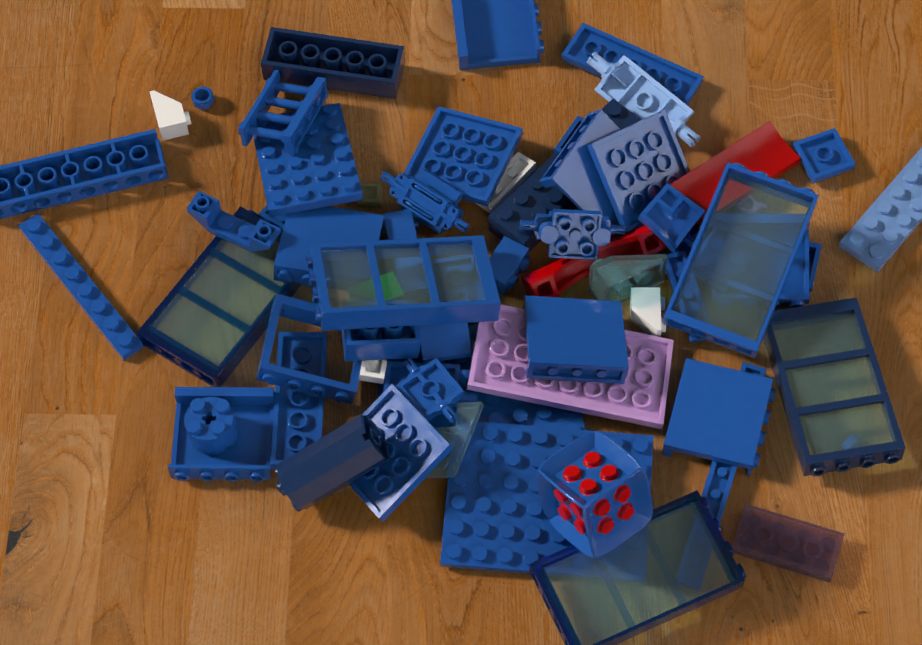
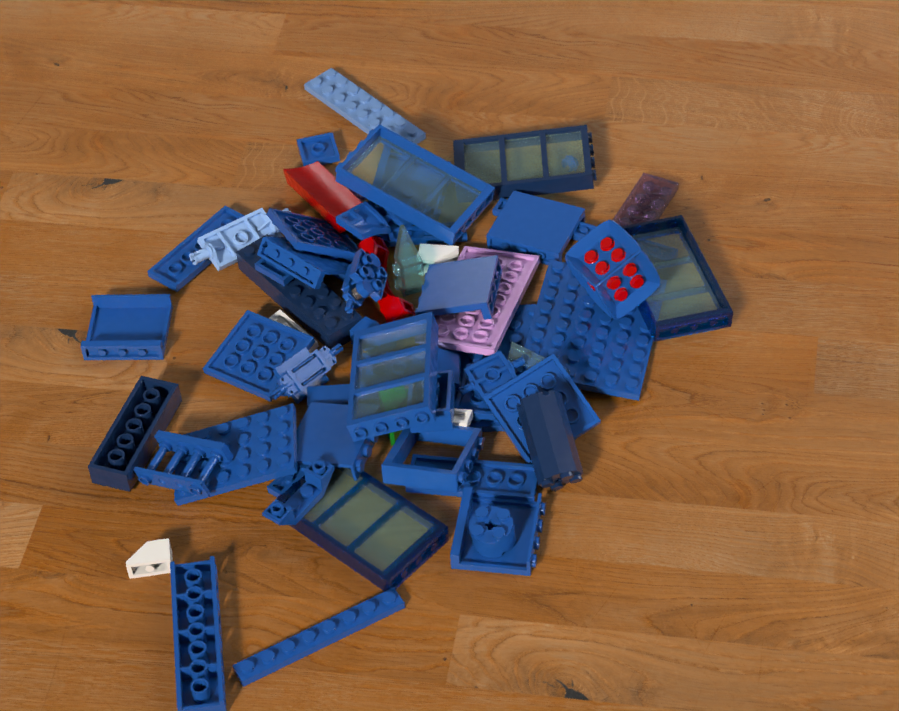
camera: 80 degrees left, 15 degrees down
(202, 98) = (138, 535): blue tile -> none

